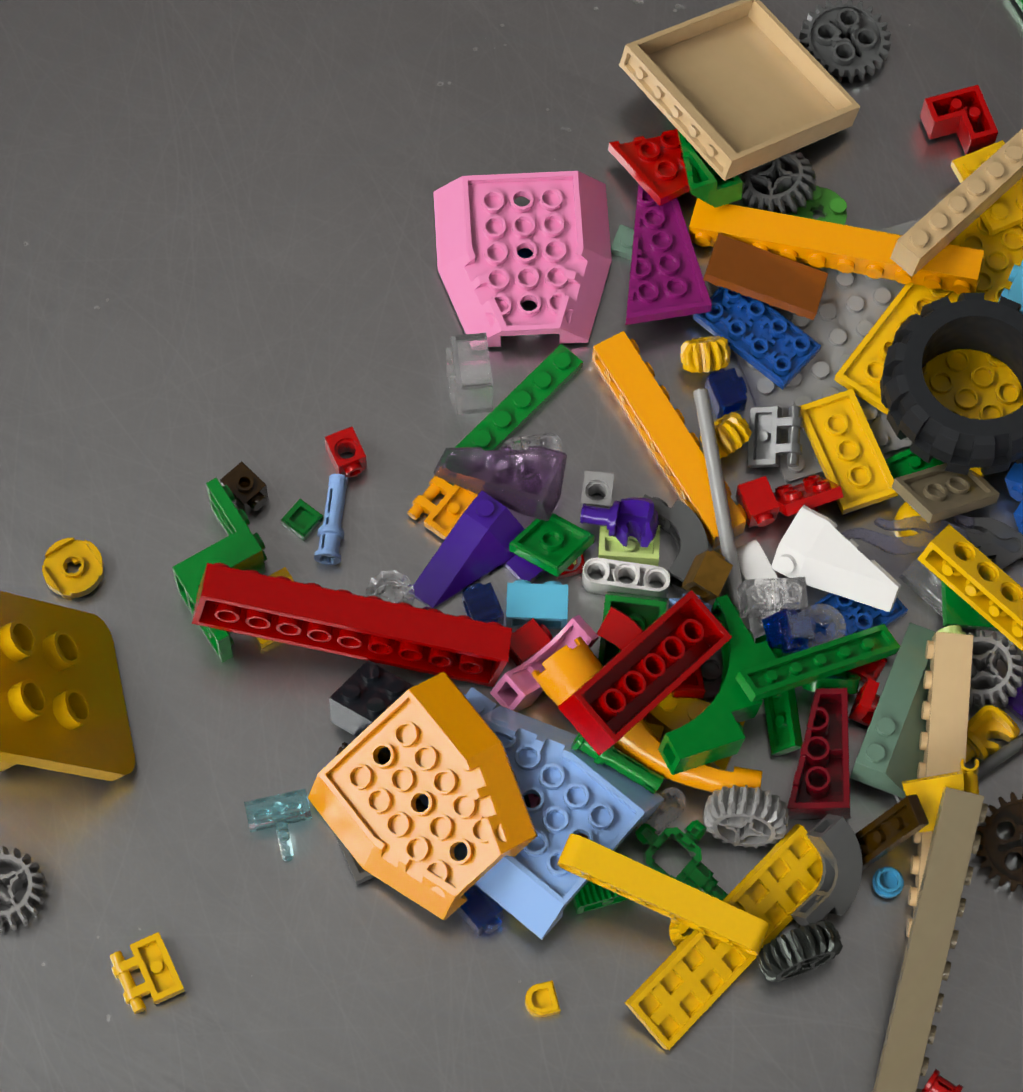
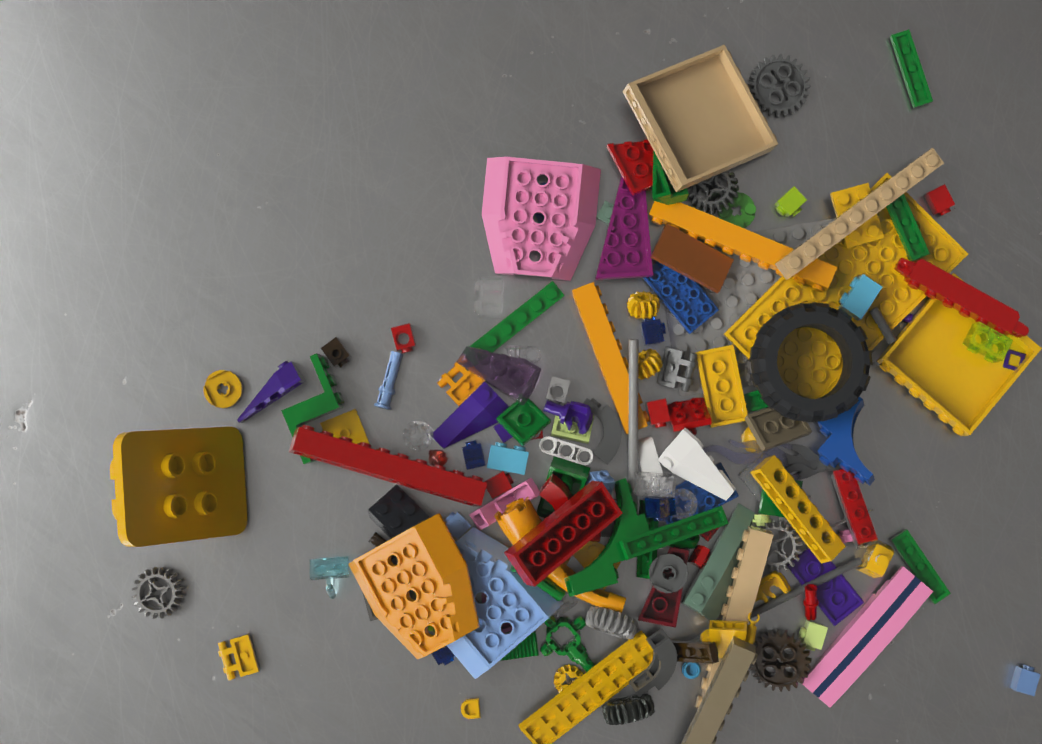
camera: 10 degrees right, 20 degrees up
(165, 544) = (280, 384): none -> dark purple wedge
(302, 519) = (370, 376): green tile -> none
(663, 894) = (550, 671): yellow beam -> none
(707, 575) = (616, 462): pearl gold brick -> none
(812, 708) = (665, 562): none -> dark grey plate
(895, 189) = (790, 203): none -> lime brick
(960, 113) = (848, 155): red brick -> none

